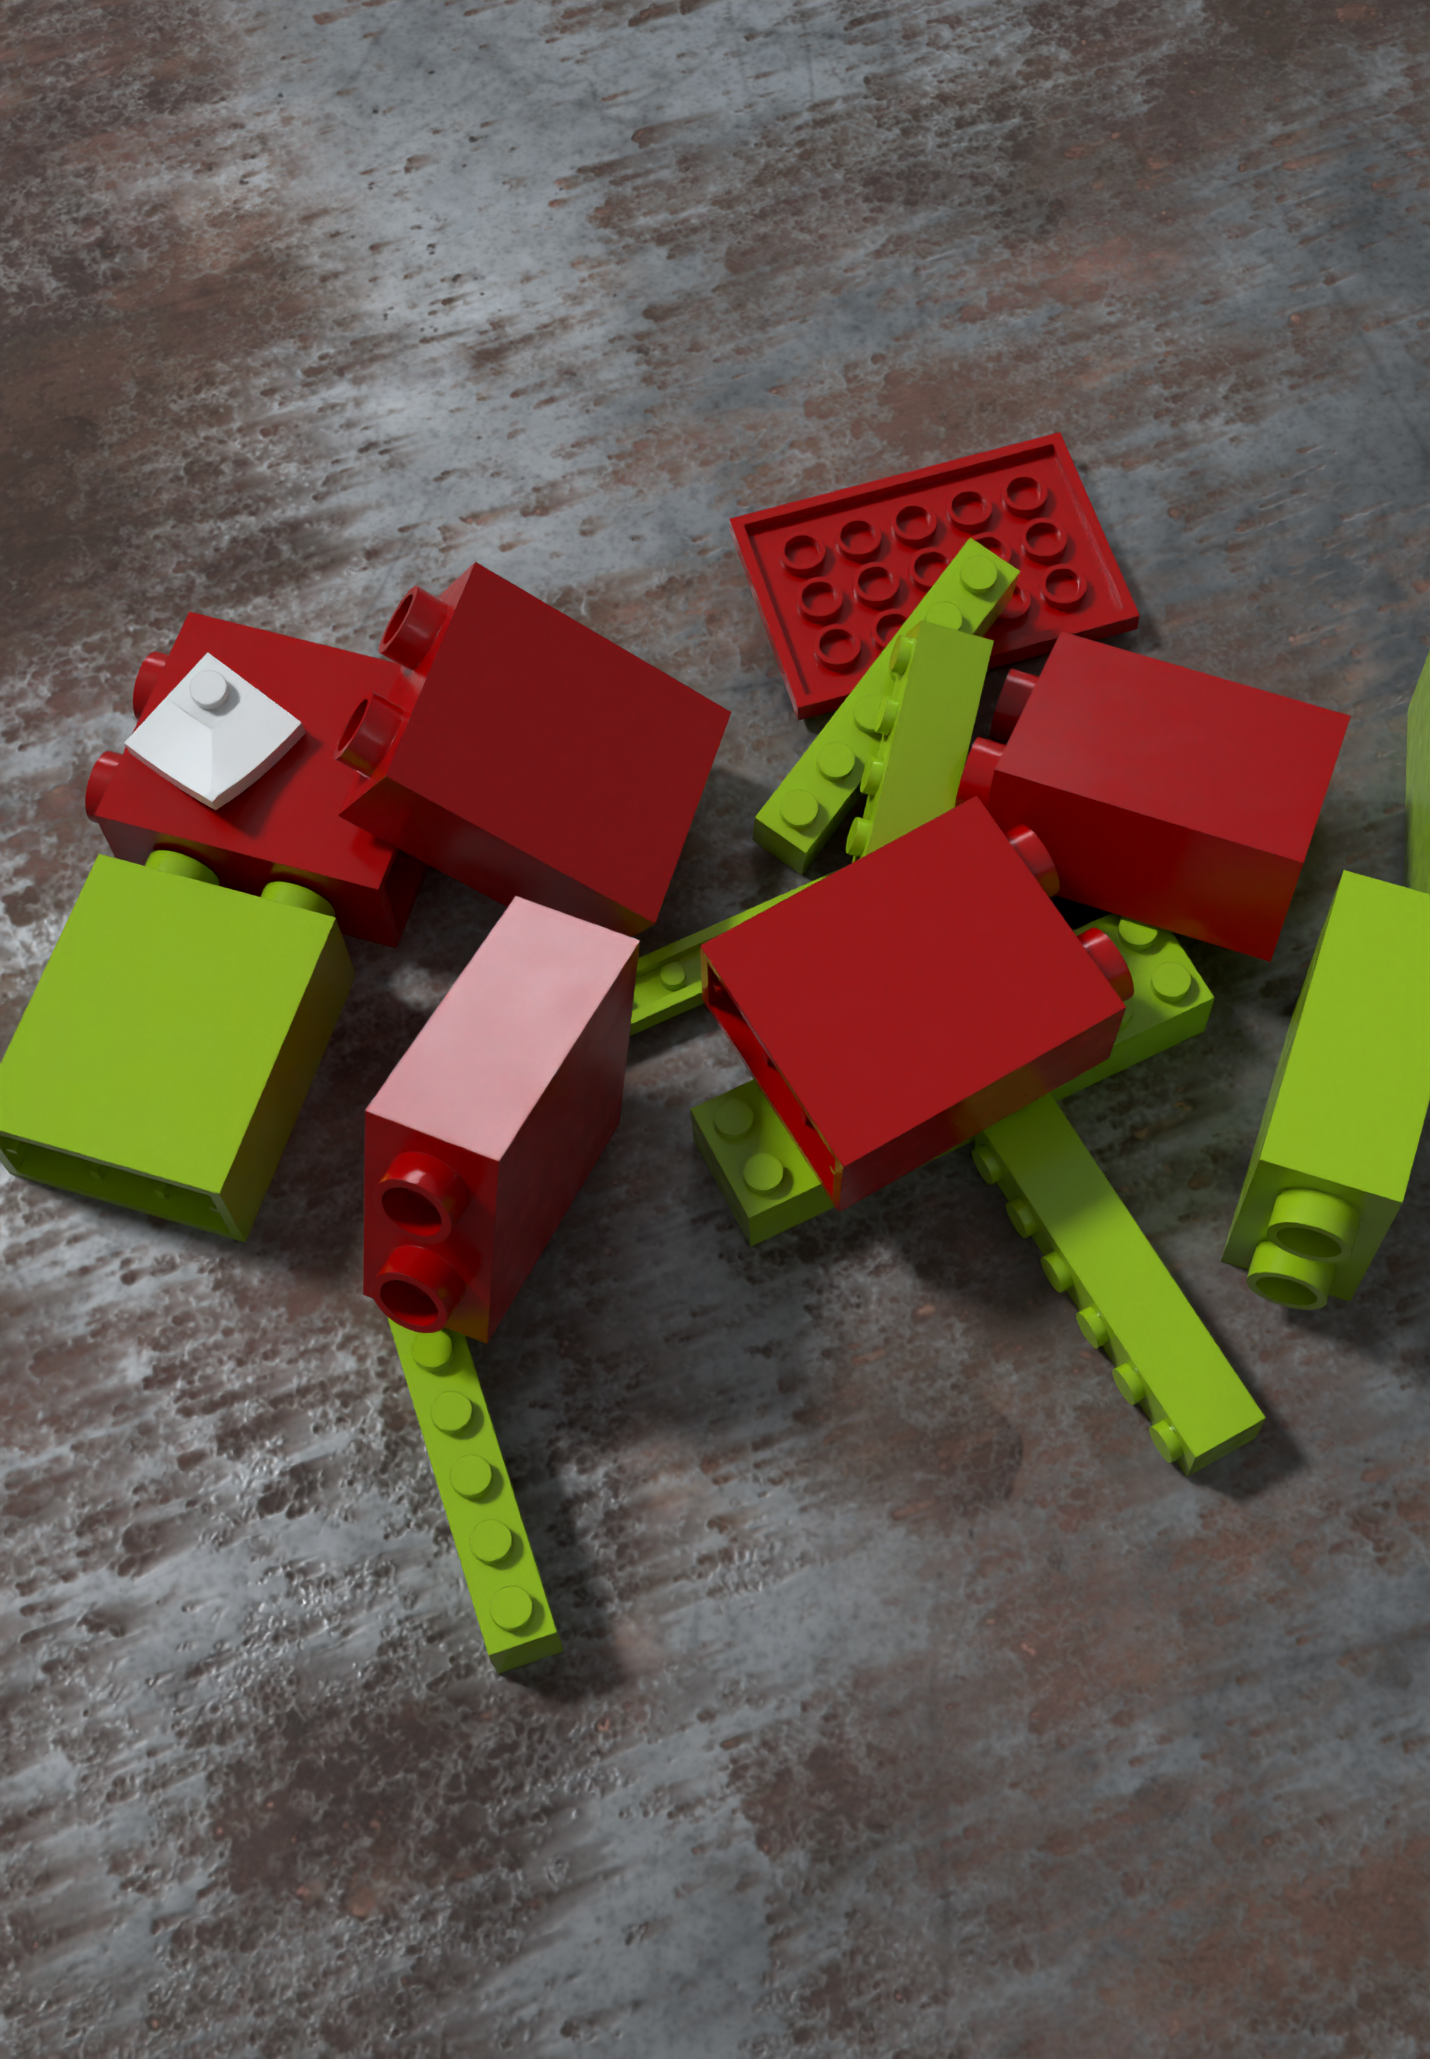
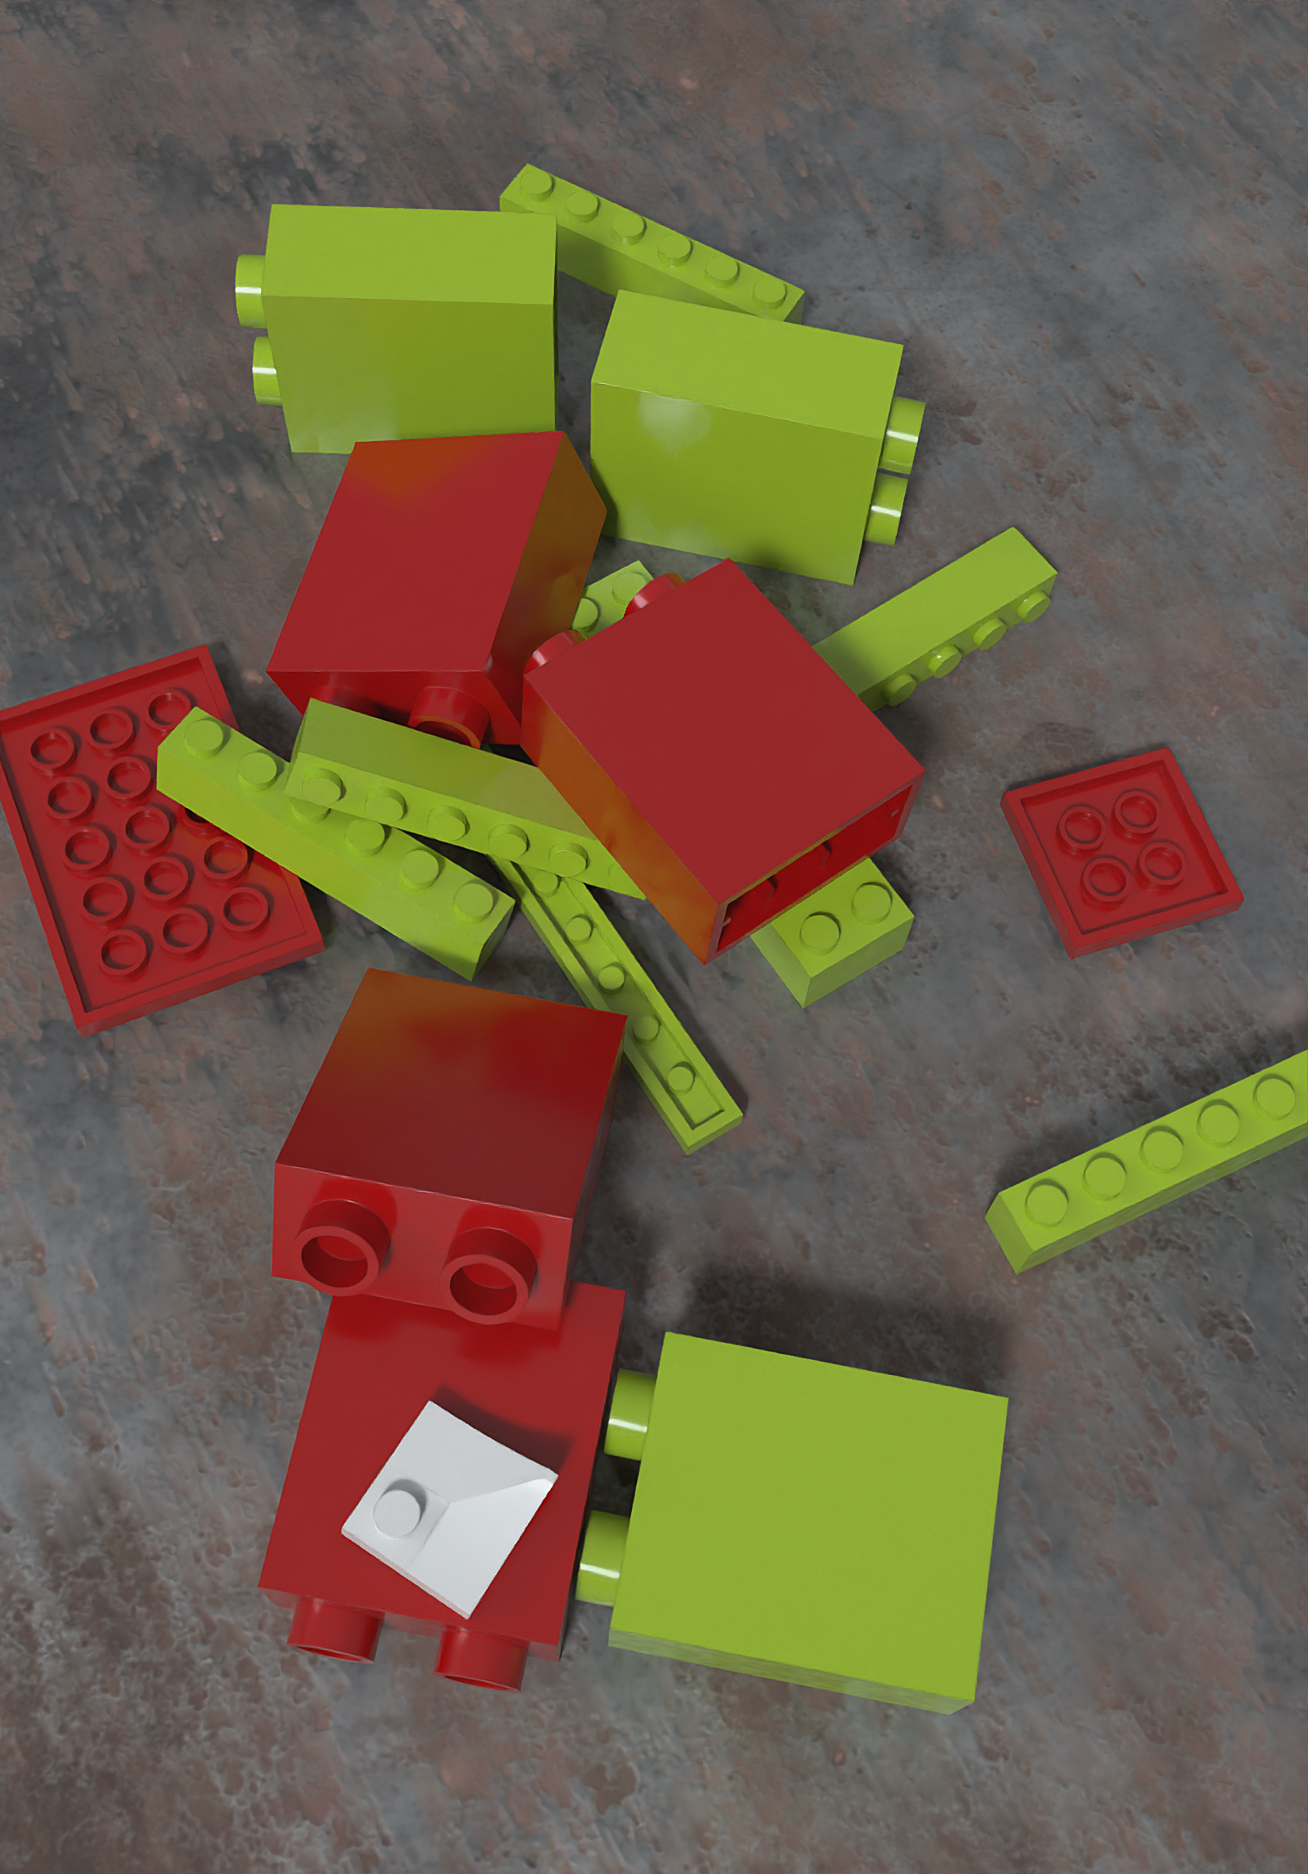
camera: 105 degrees left, 0 degrees up
(495, 1120) = (910, 1095): red brick -> none
(834, 1482) = (1120, 852): none -> red plate

